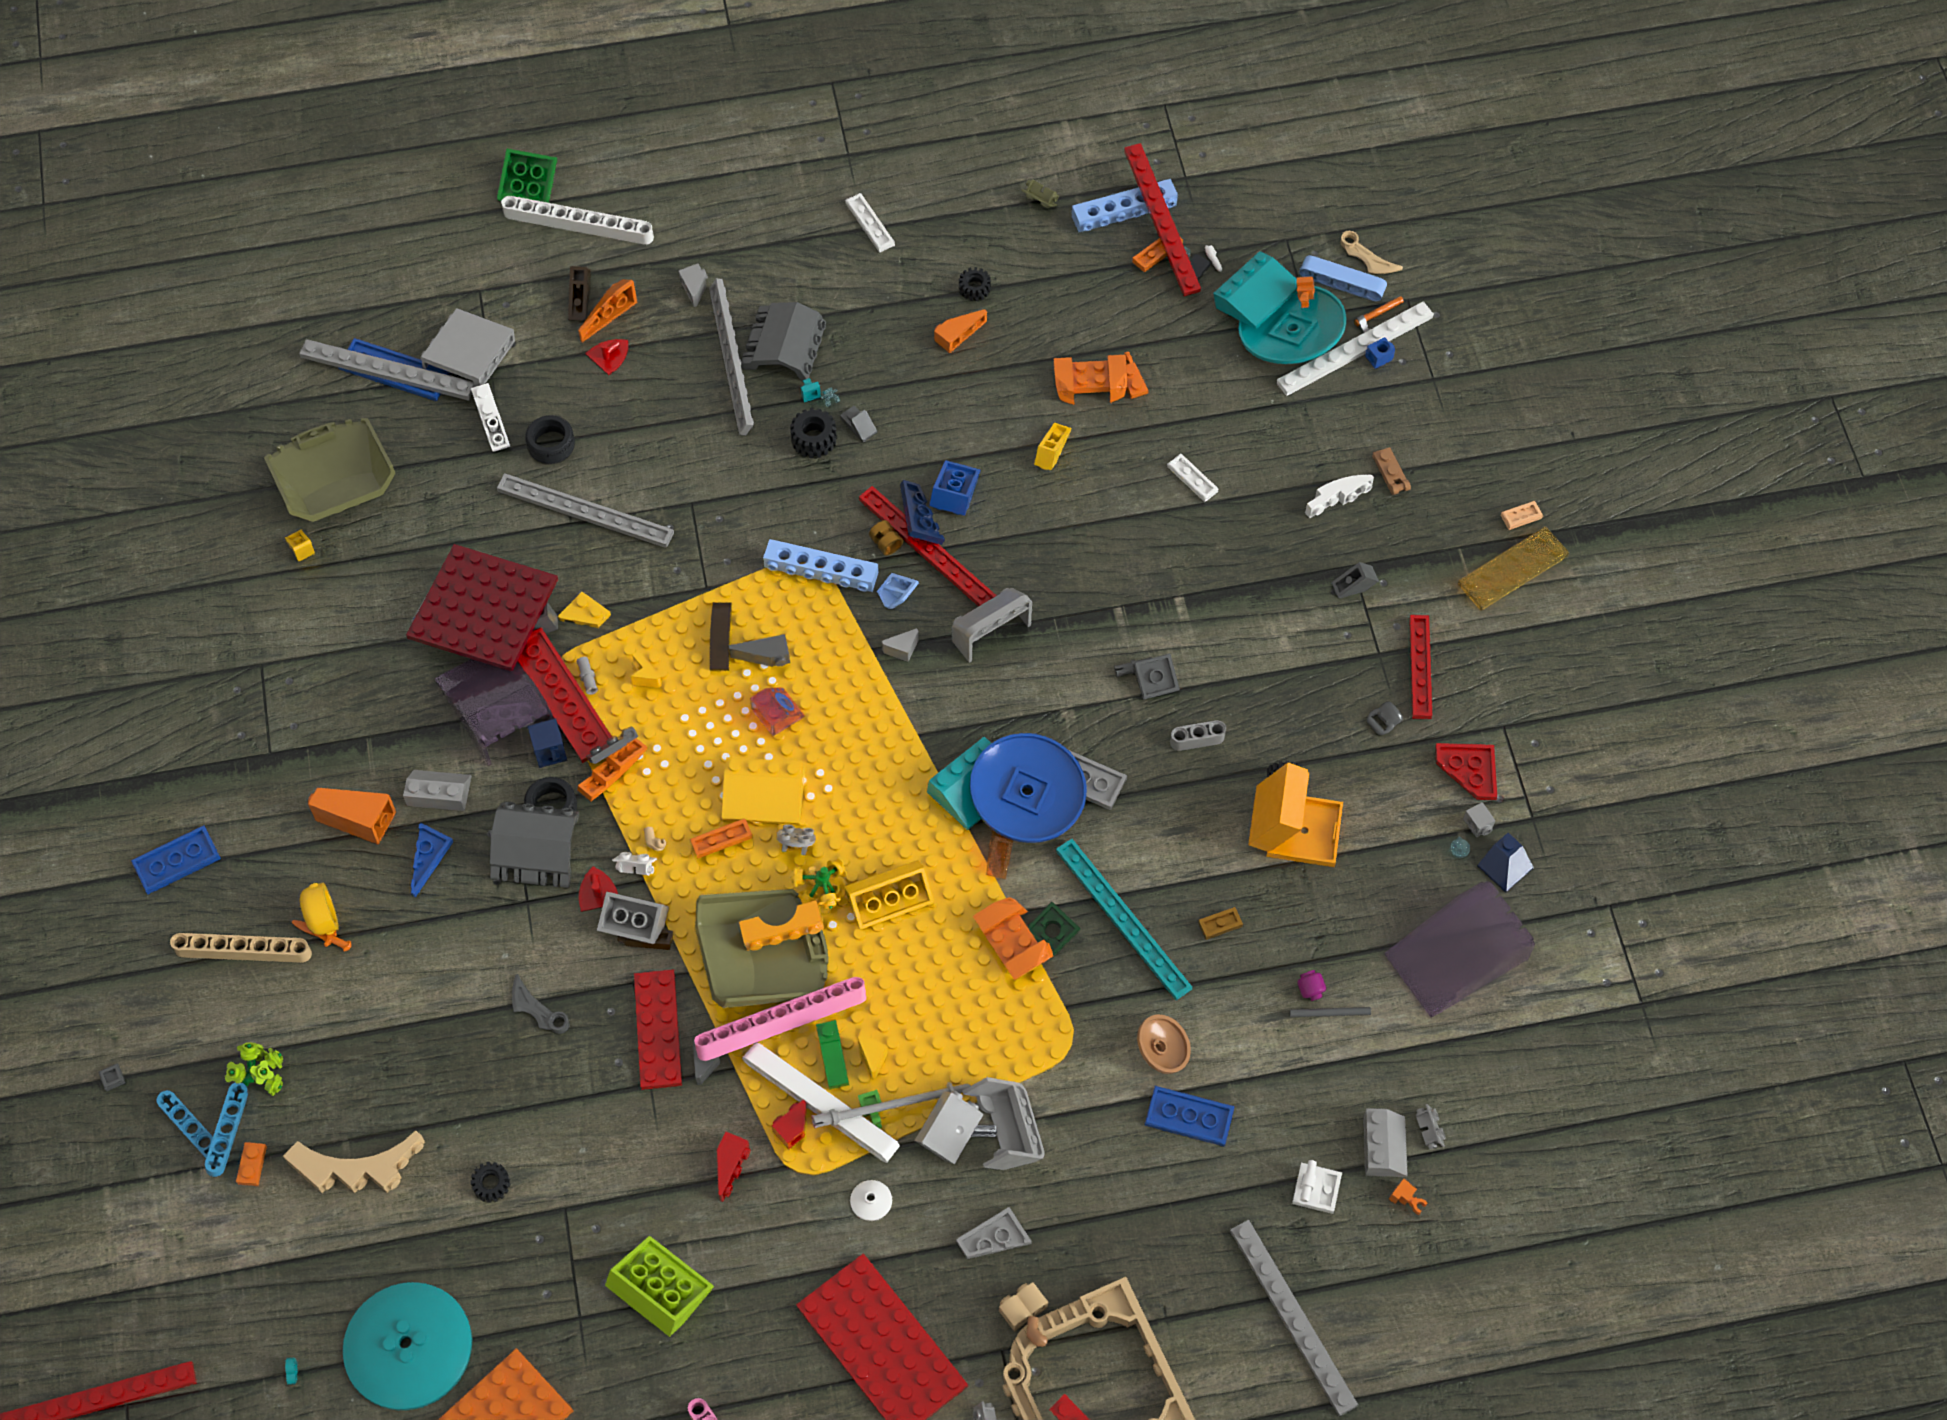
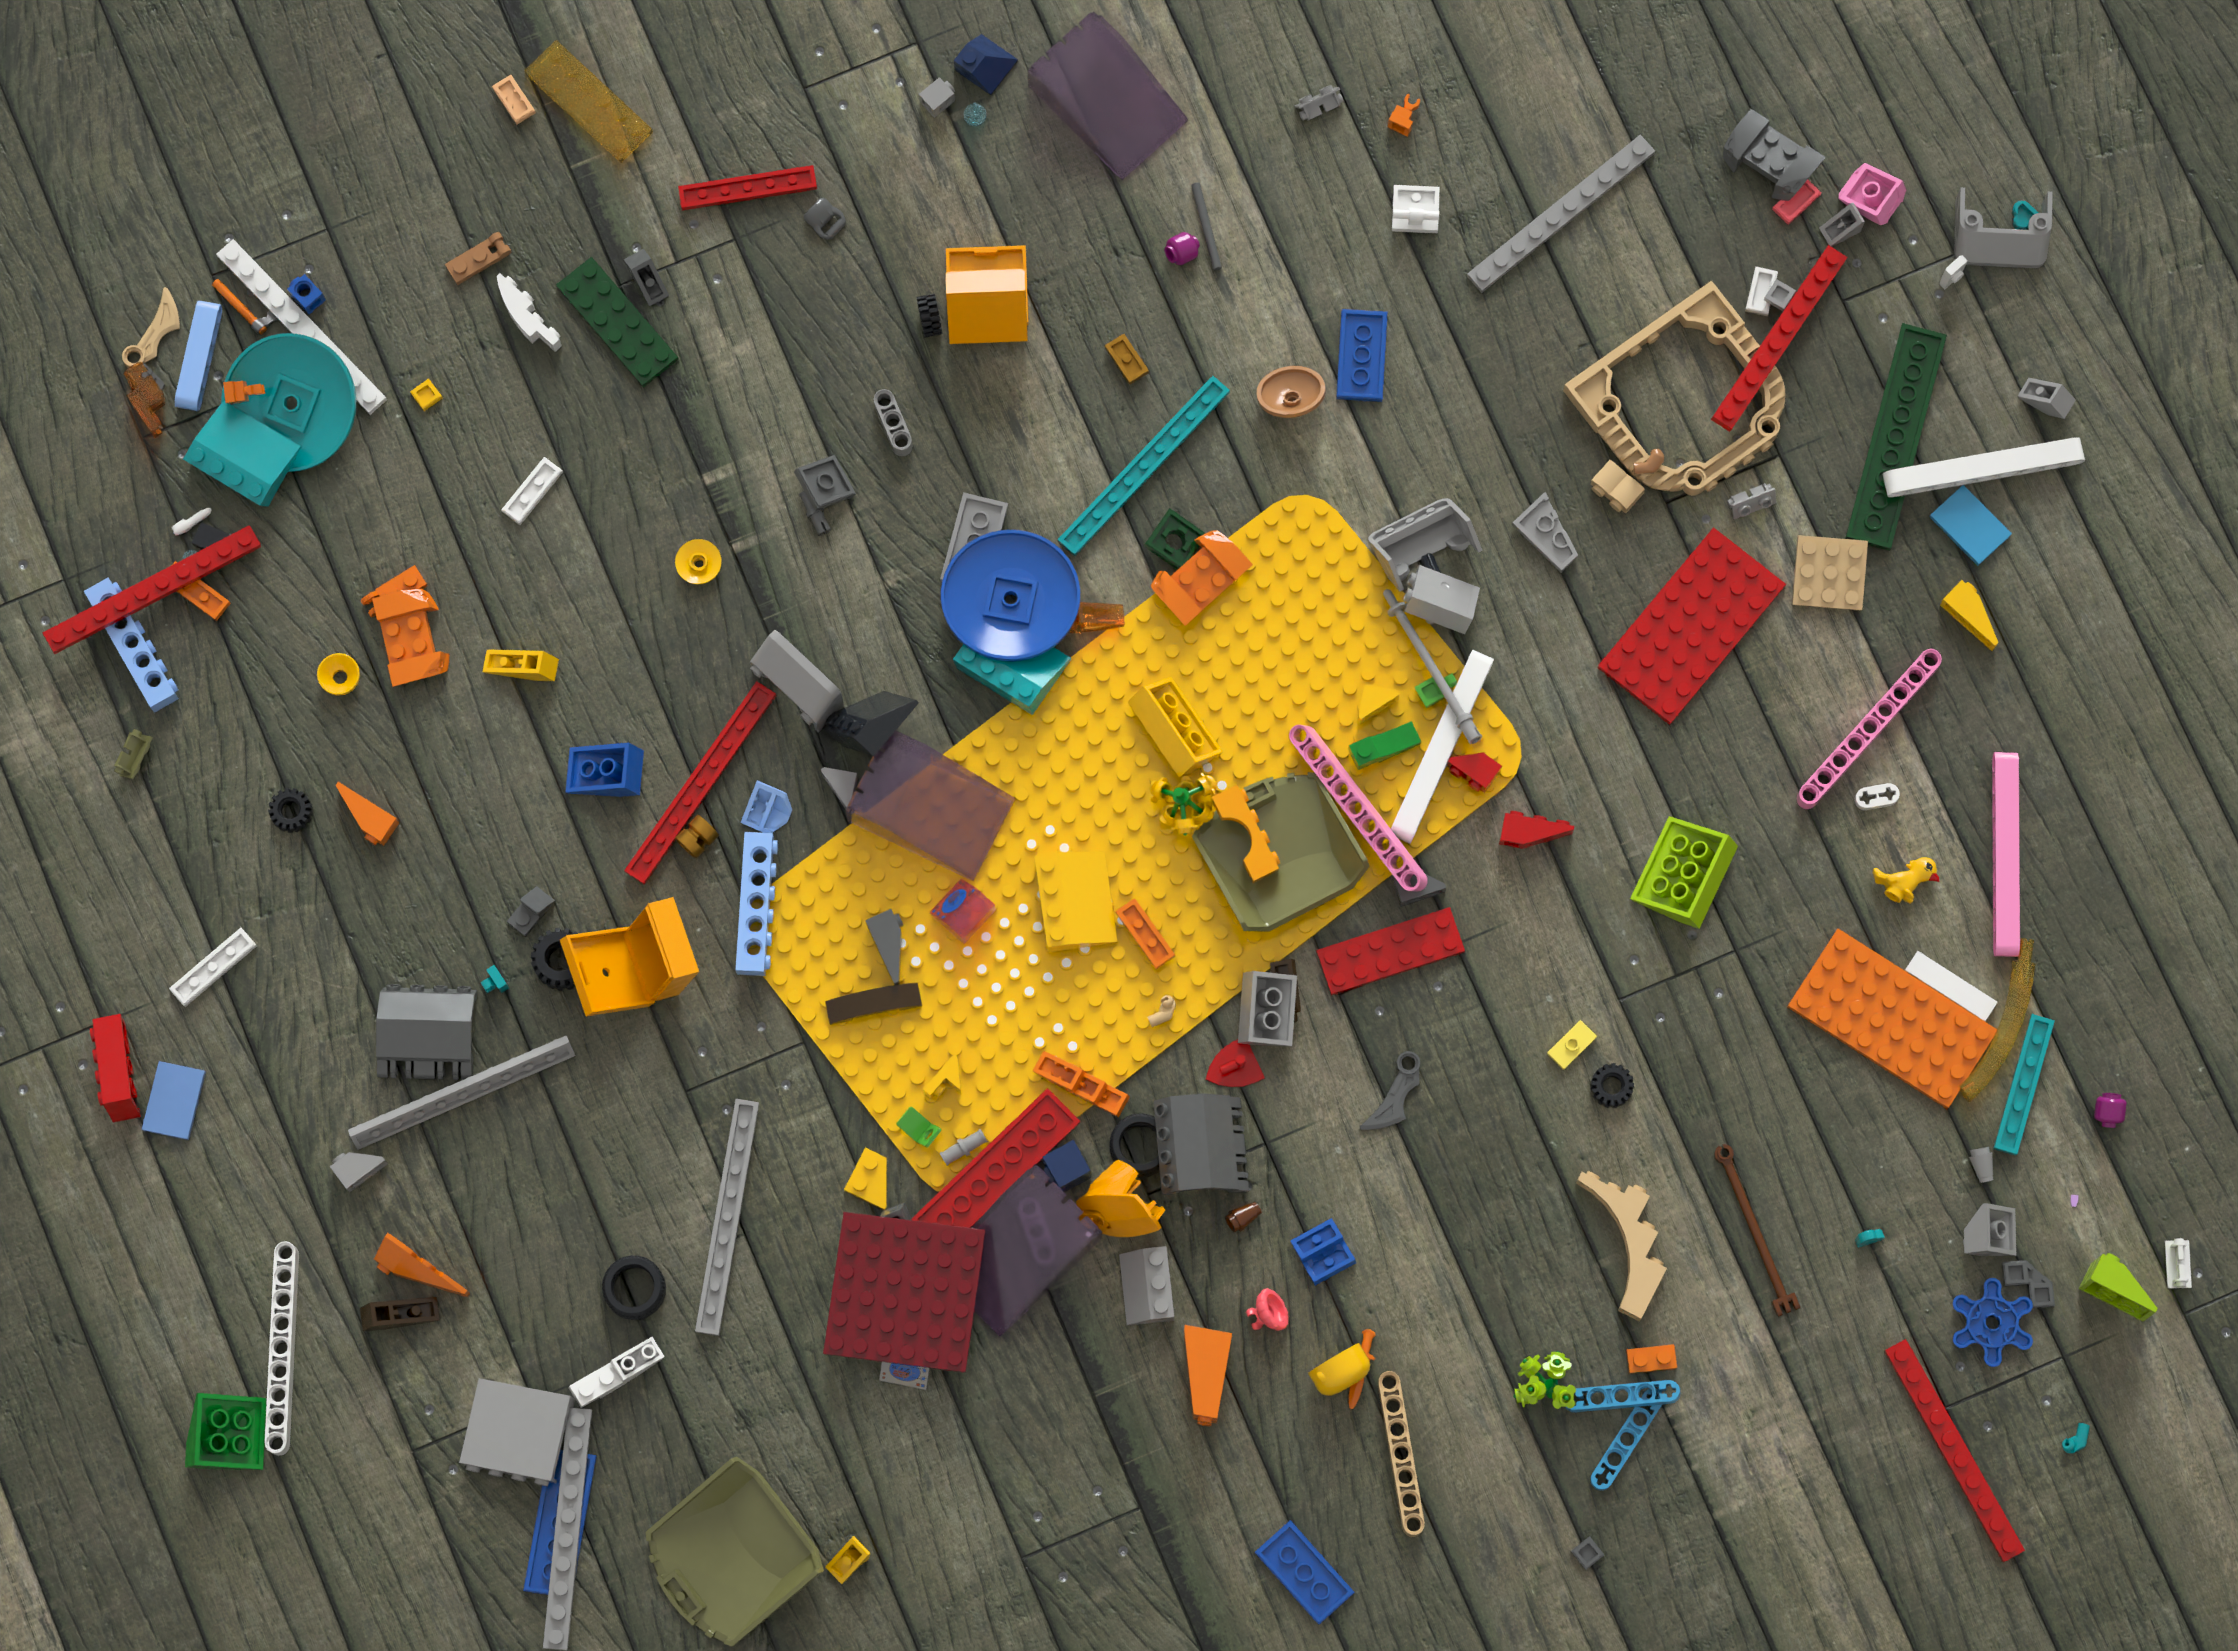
camera: 100 degrees left, 15 degrees up
(265, 1285) = (1783, 1298): none -> reddish brown hinge
(386, 872) = (1269, 1311): none -> coral hair
(410, 1375) = (1802, 1157): teal dish -> none
(424, 925) = (1323, 1251): none -> blue slope
(430, 851) = (1229, 1271): blue wing -> none
(470, 867) = (1241, 1217): none -> reddish brown cone
(508, 760) = (1114, 1206): none -> light orange piece
(536, 1158) = (1572, 1045): none -> light yellow plate
(609, 354) = (482, 1253): red shield -> none
(612, 646) = (918, 1127): none -> bright green bracket
(613, 745) = (1059, 1086): dark grey hinge -> none
(627, 862) = (1194, 1035): white hinge -> none
(778, 185) = (173, 1100): none -> medium blue tile
(795, 480) = (641, 960): none -> light orange container
(796, 837) = (1128, 845): light grey plate -> none
(809, 149) = (114, 1068): none -> red wedge
(829, 393) = (495, 954): clear light blue plate -> none
(868, 696) = (929, 805): none -> windscreen
(873, 1209) = (1534, 684): white dish -> none
(918, 515) = (655, 804): dark blue wing -> none
(943, 659) = (870, 721): none -> black slope
(1073, 321) = (334, 664): none -> yellow piece
(1109, 570) = (696, 551): none -> yellow dish
(1285, 420) = (426, 394): none -> yellow tile
(1315, 240) = (146, 394): none -> clear orange plate
(1321, 557) = (617, 322): none -> dark green plate
(1384, 1143) = (1350, 147): light grey slope -> none
(1470, 767) = (870, 115): red plate -> none

